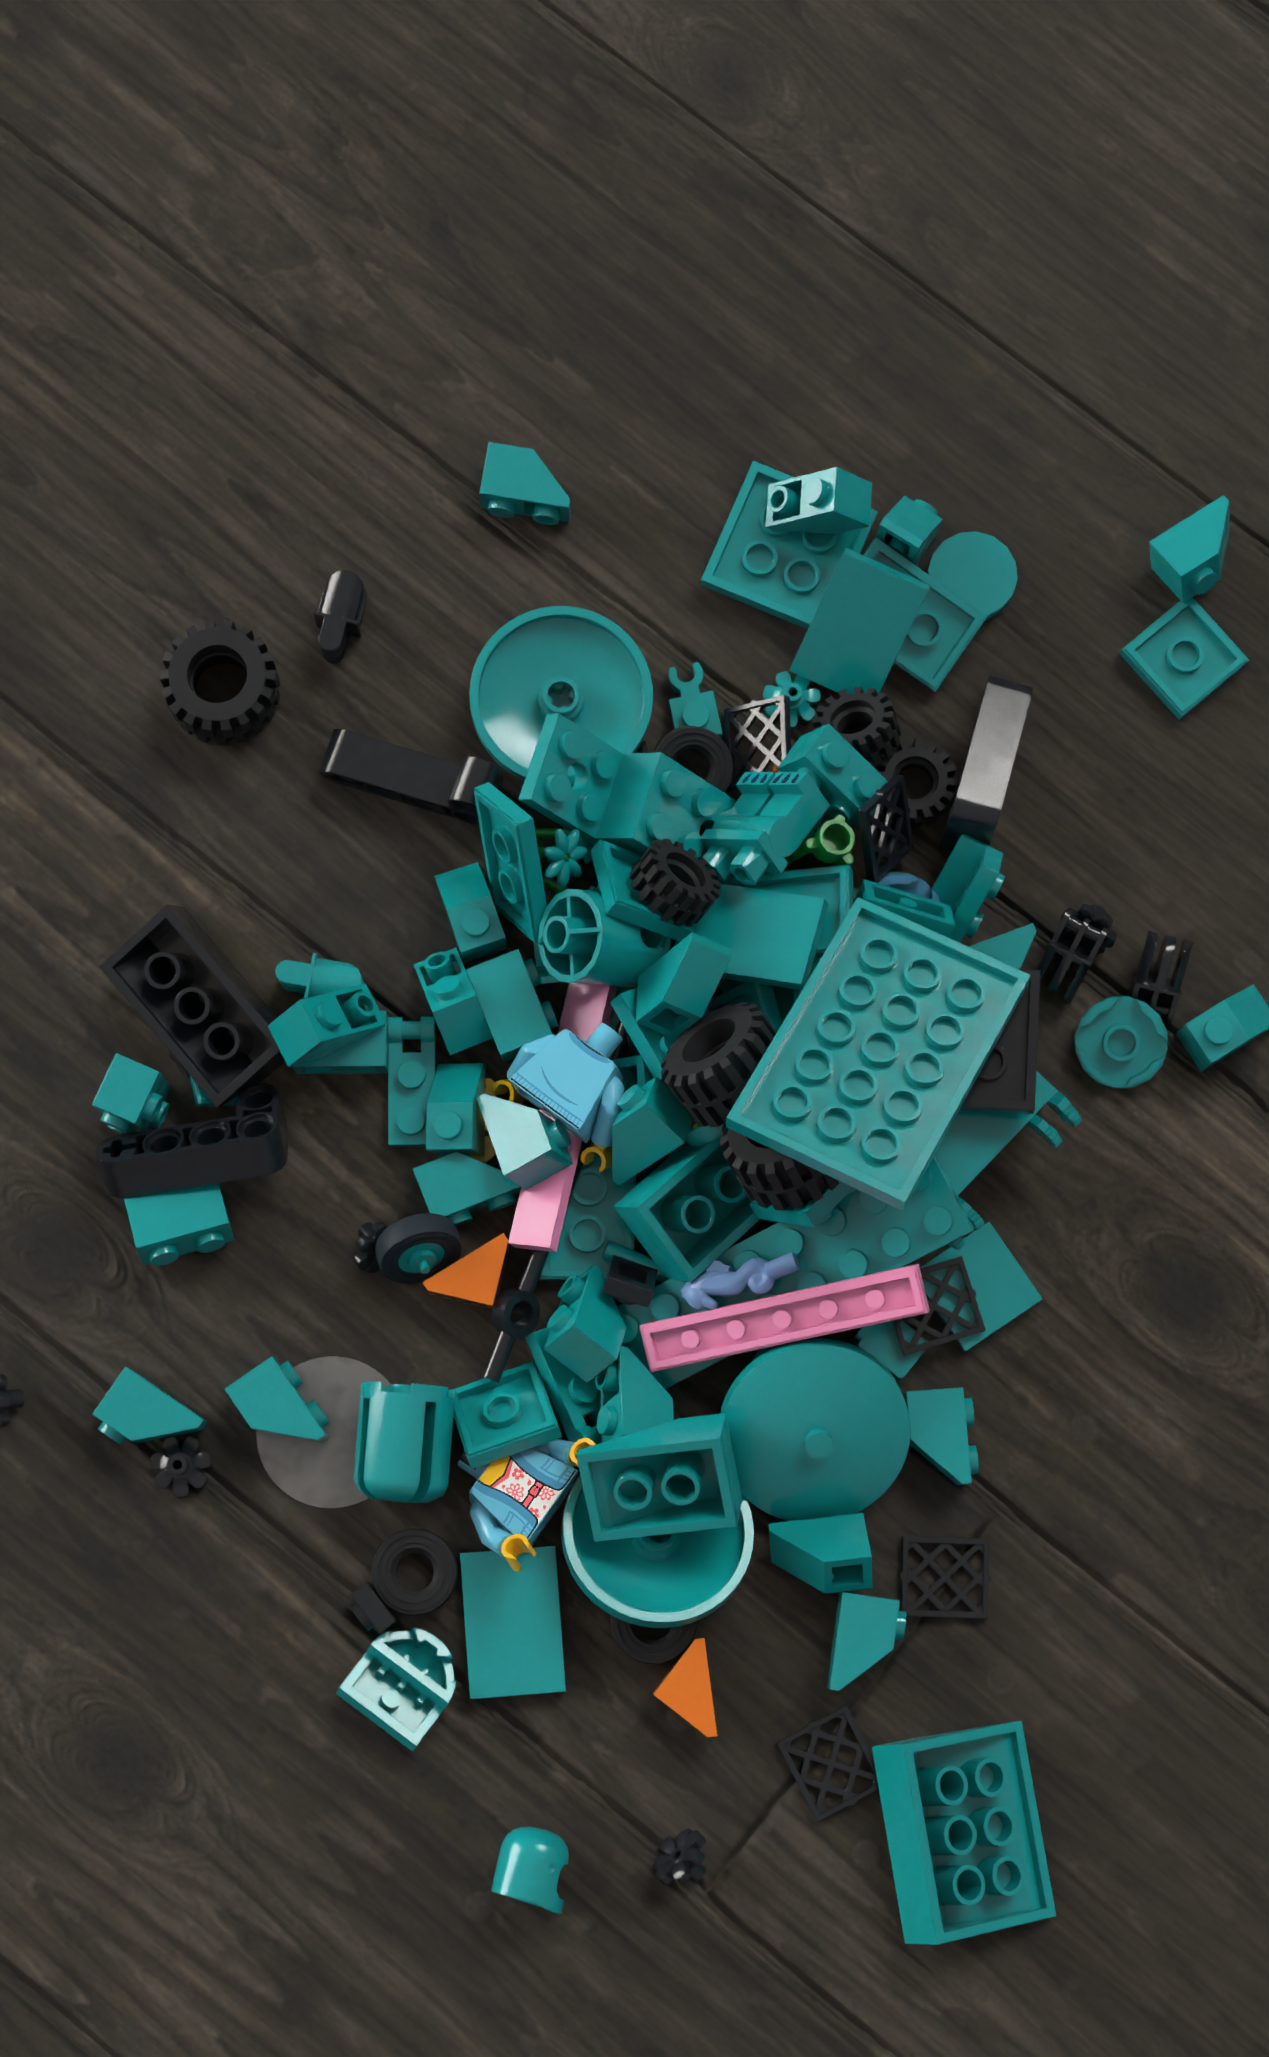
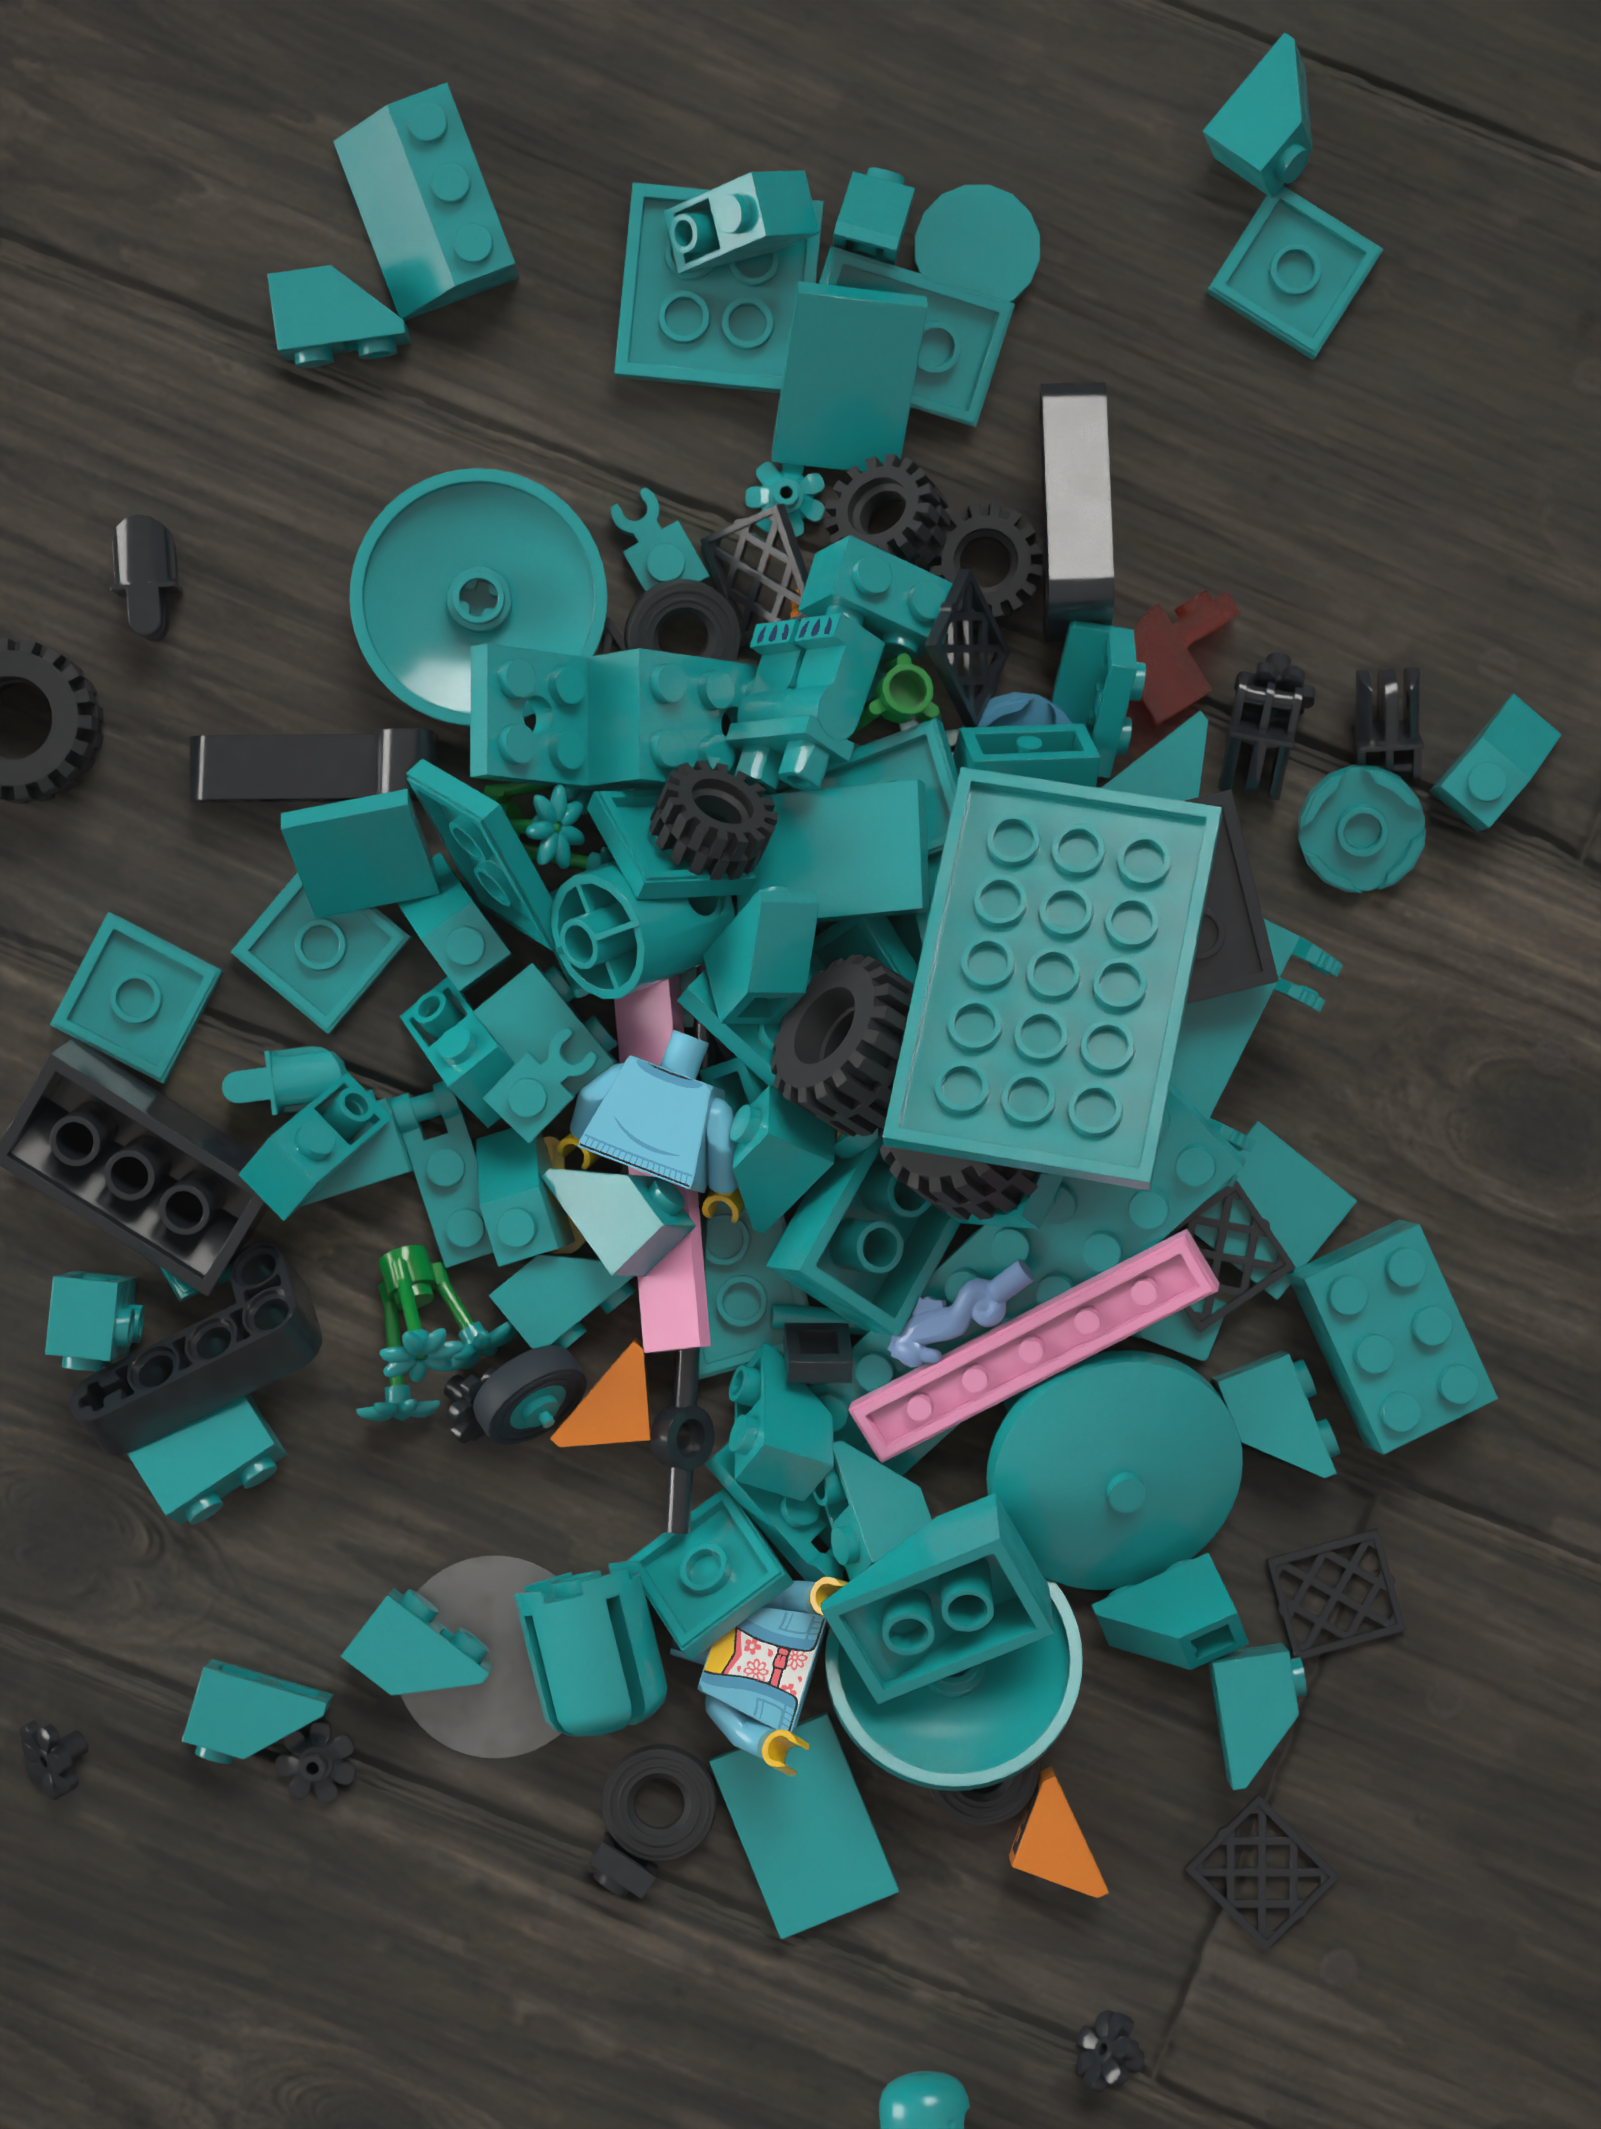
camera: 15 degrees left, 10 degrees up
(237, 895) = (137, 997): none -> teal tile
(358, 1148) = (407, 1286): none -> plant
(375, 898) = (319, 961): none -> teal tile
(402, 1684) = (689, 1948): teal slope -> none
(424, 837) = (360, 853): none -> teal tile
(490, 1036) = (534, 1092): none -> teal plate
(610, 432) = (425, 203): none -> teal slope
(963, 1833) = (1454, 1909): teal slope -> none
(1019, 896) = (1171, 673): none -> clear red brick
(1040, 1399) = (1392, 1336): none -> teal brick

